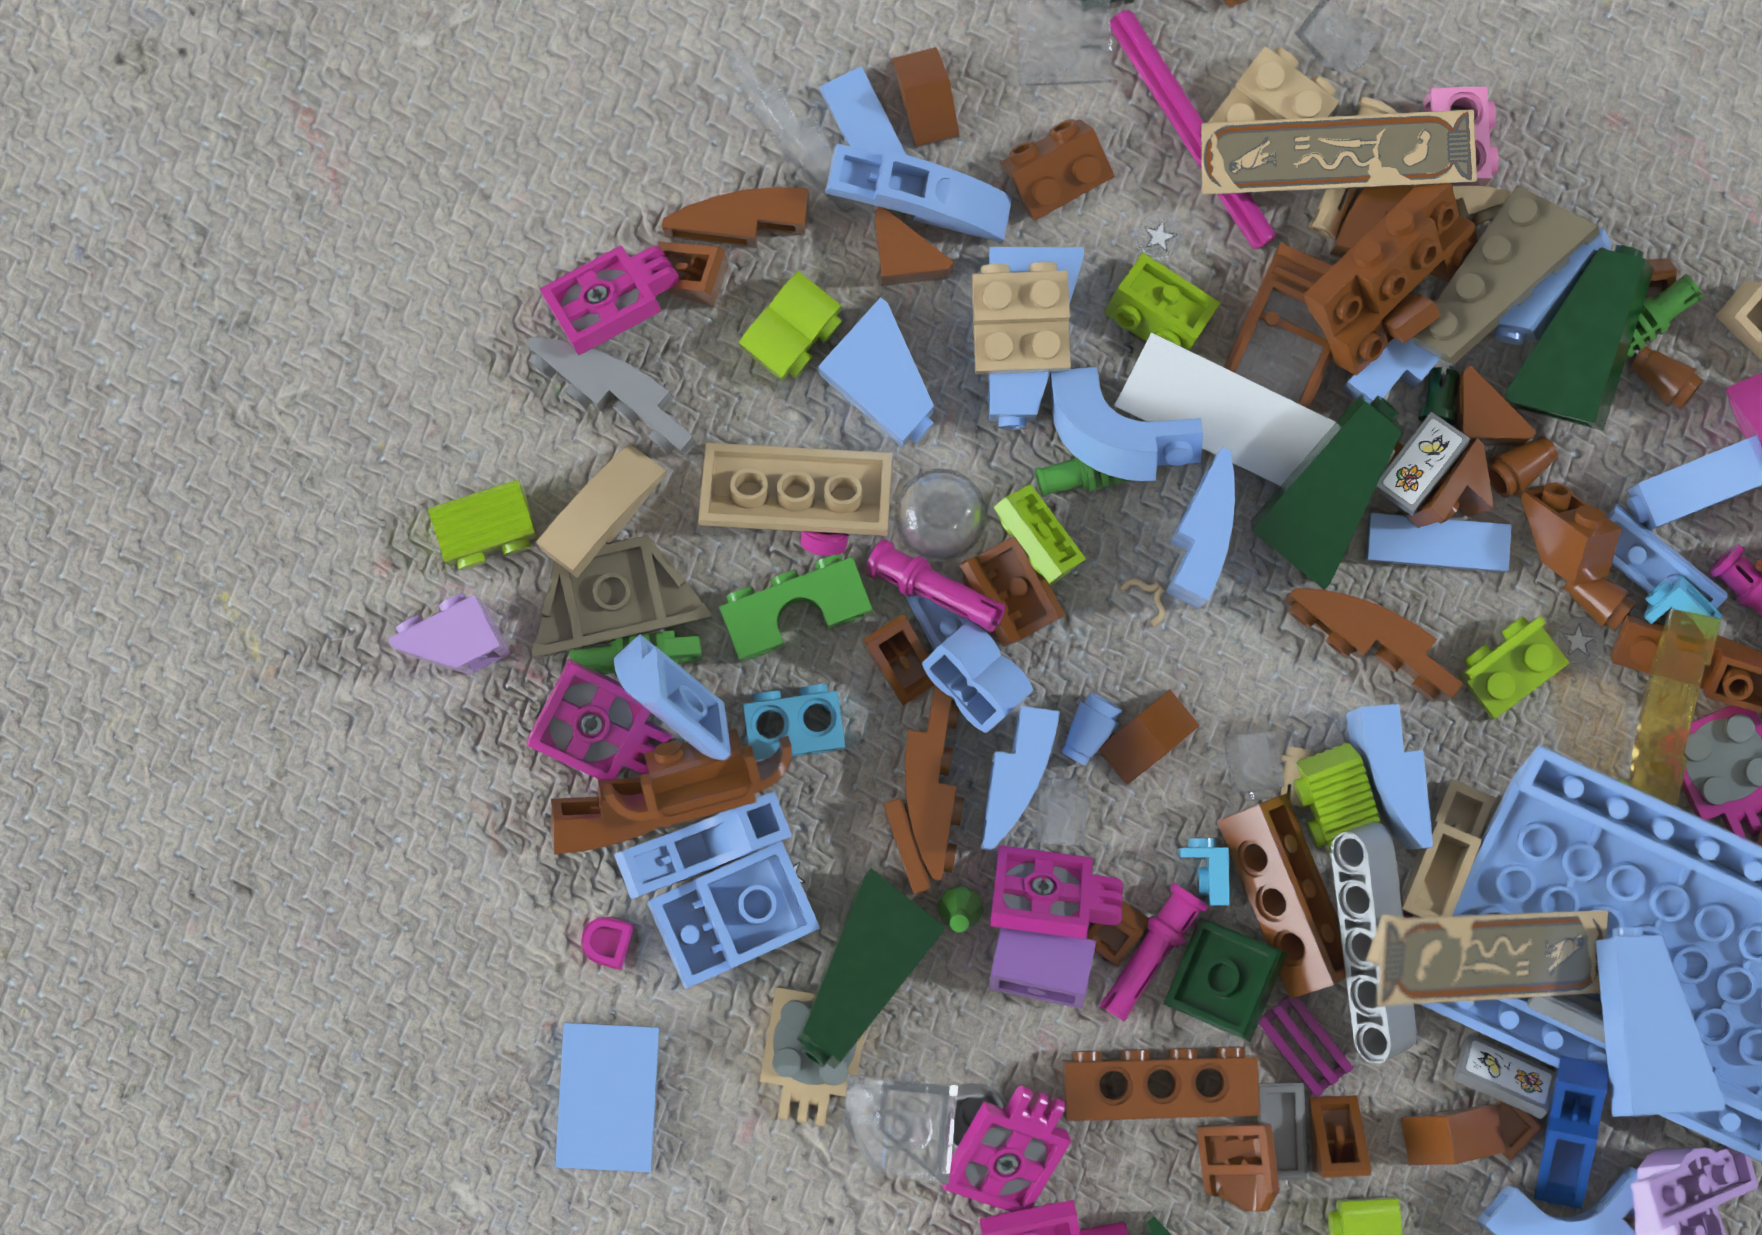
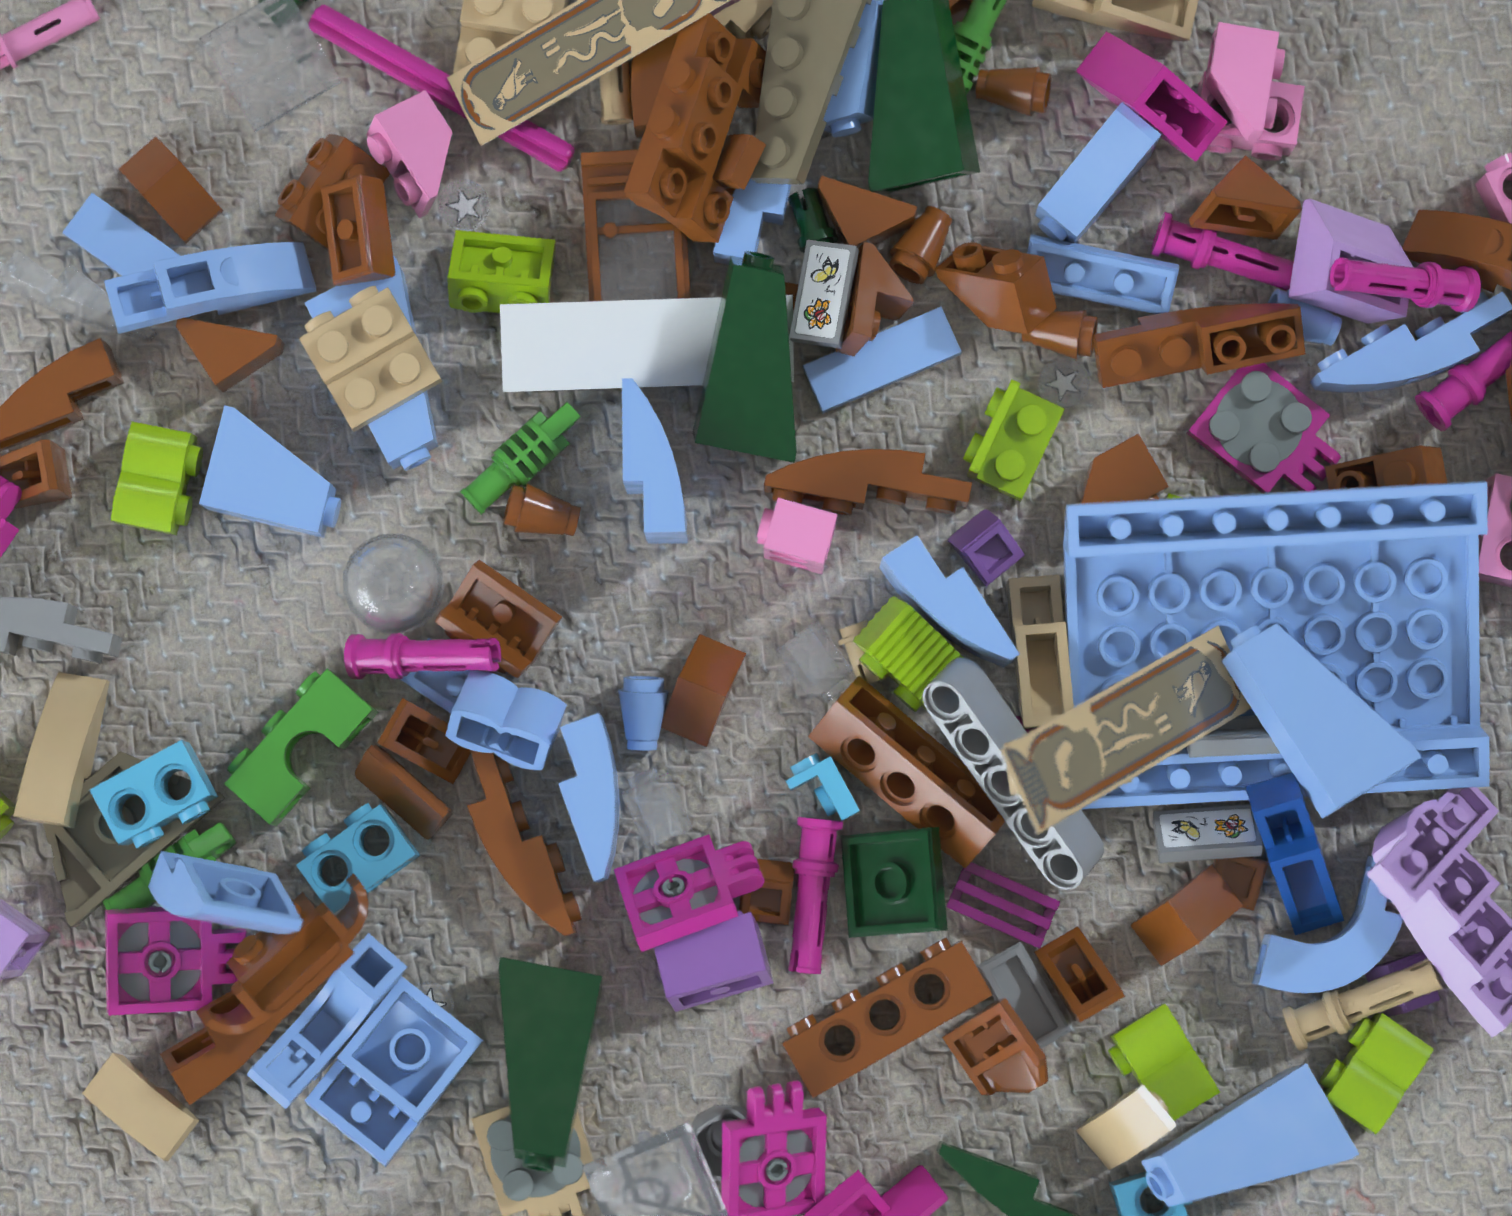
camera: 25 degrees left, 0 degrees up
(512, 834) = (140, 1107): none -> tan slope
(607, 941) = (287, 1161): dark pink tile -> none
(659, 572) = (150, 782): none -> medium azure brick
(795, 489) = (240, 631): tan slope -> none
(824, 543) = (292, 661): dark pink tile -> none
(858, 690) = (402, 792): none -> dark orange slope
(907, 846) = (524, 917): dark orange tile -> none
(960, 908) = (608, 949): bright green rock -> none
(1039, 533) = (495, 552): lime bracket -> none
(1064, 210) = (358, 230): none -> dark orange slope
(1091, 520) = (540, 512): none -> dark orange cone
(1112, 441) = (518, 427): light blue arch -> none
(1144, 166) = (414, 147): none -> bright pink slope
(1157, 598) = (642, 552): tan piece -> none
(1296, 651) = (797, 535): none -> bright pink brick
(1444, 741) = (986, 546): none -> medium lavender slope
(1592, 742) = (1123, 475): none -> dark orange slope
(1670, 703) = (1177, 399): clear yellow slope -> none
(1680, 596) = (1148, 295): medium azure bracket -> none

